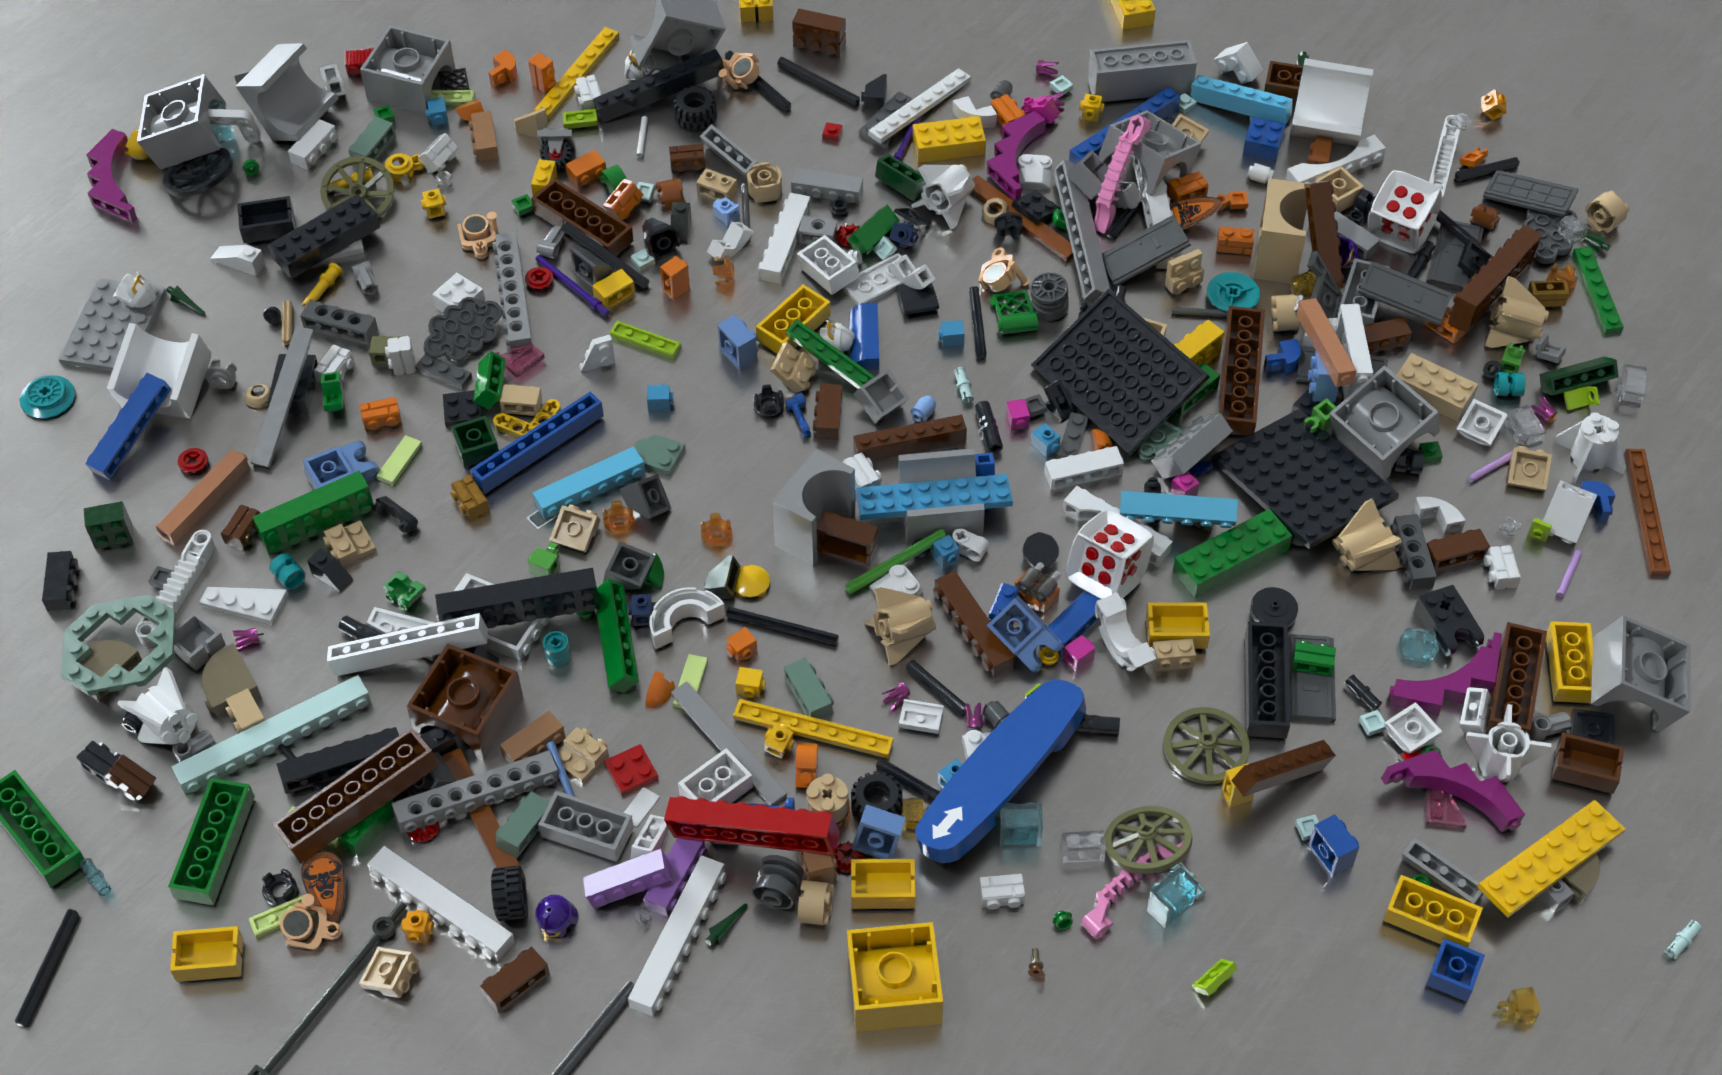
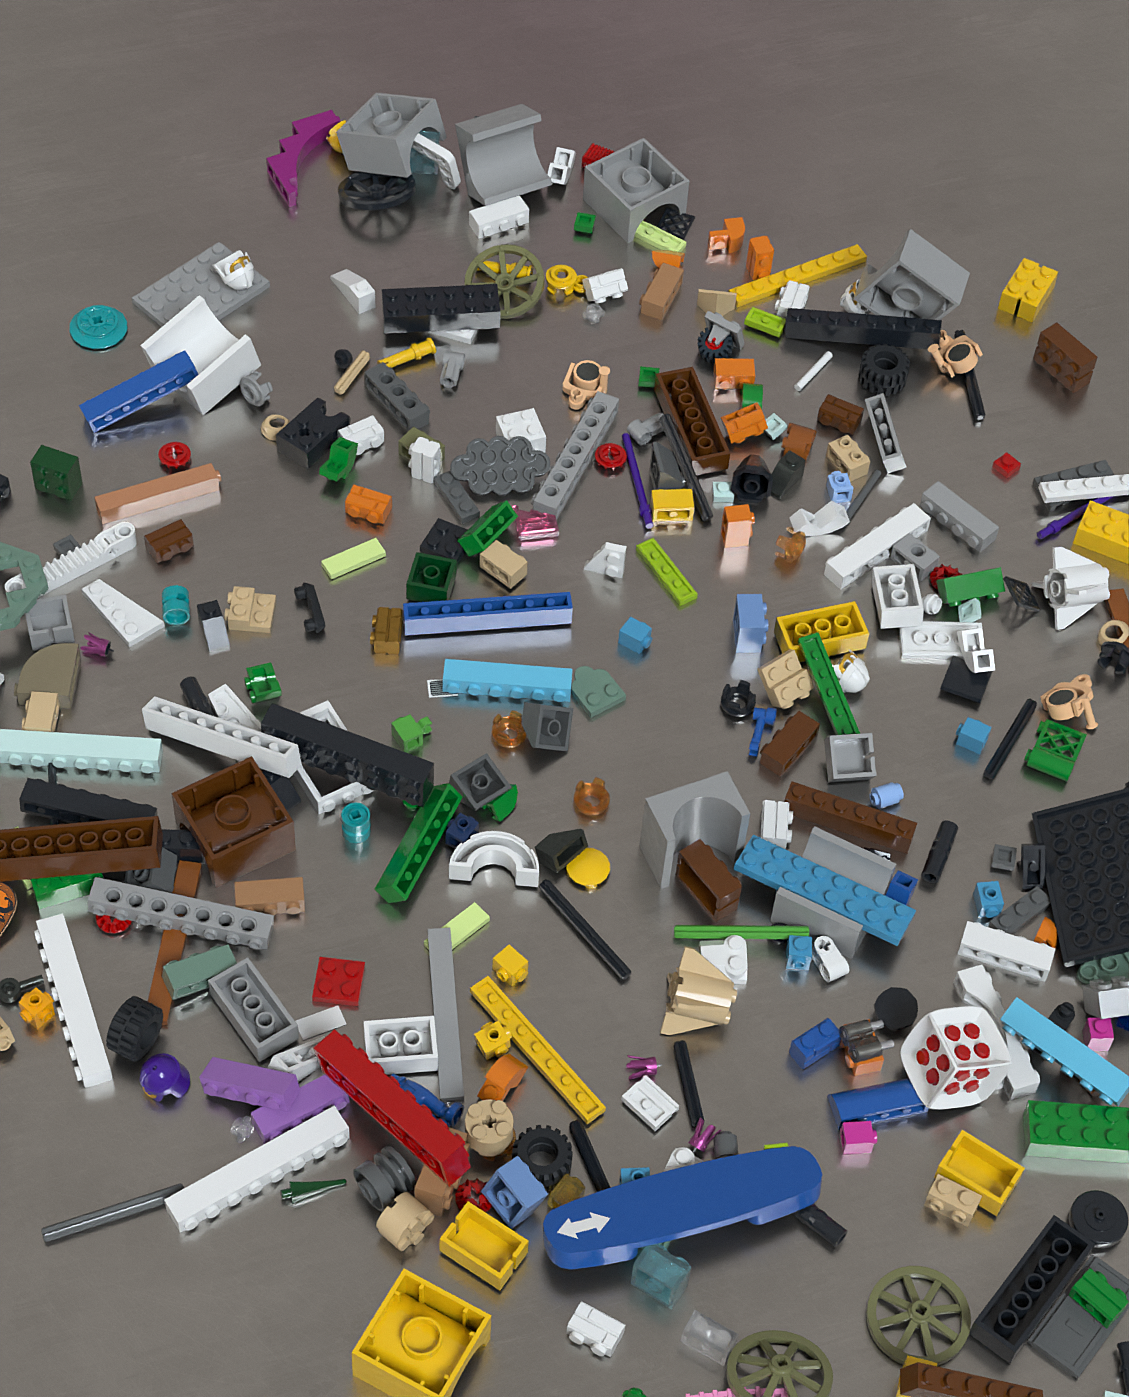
camera: 30 degrees right, 0 degrees up
(179, 296) = (277, 298): dark green piece -> none
(250, 163) = (430, 206): green plate -> none
(266, 219) = (402, 264): black piece -> none
(282, 397) = (288, 439): light grey tile -> none
(313, 512) = (237, 563): green brick -> none
(339, 463) = (291, 536): medium blue brick -> none
(373, 139) = (555, 241): sand green brick -> none
(431, 200) = (567, 327): yellow brick -> none
(436, 111) = (635, 244): dark azure brick -> none
(512, 421) = (482, 581): yellow beam -> none
(514, 979) = (82, 1113): reddish brown brick -> none
(543, 175) = (689, 356): yellow brick -> none
(561, 771) = (272, 941): medium blue bar -> none
(575, 528) = (460, 716): tan plate -> none
(582, 754) = (303, 938): tan plate -> none
(658, 690) = (420, 920): orange brick -> none
(741, 645) = (529, 923): orange brick -> none
(764, 182) = (897, 479): tan brick -> none
(808, 689) = (561, 1007): sand green brick -> none
(818, 81) = (1031, 407): black axle -> none
(839, 206) = (956, 544): black plate -> none
(865, 345) = (883, 689): blue brick -> none
(875, 93) = (1079, 449): black slope -> none
(900, 176) = (1037, 545): dark green brick -> none
(904, 234) = (999, 607): dark blue brick -> none
(963, 385) = (946, 794): light aqua pin -> none
(973, 623) = (772, 1042): reddish brown brick -> none
(1017, 414) = (979, 856): dark pink brick -> none
(1025, 639) = (810, 1087): medium blue brick -> none
(1046, 651) = (827, 1116): yellow plate -> none
(1049, 296) = (1102, 754): dark grey wheel -> none
(1118, 634) = (910, 1143): white brick -> none

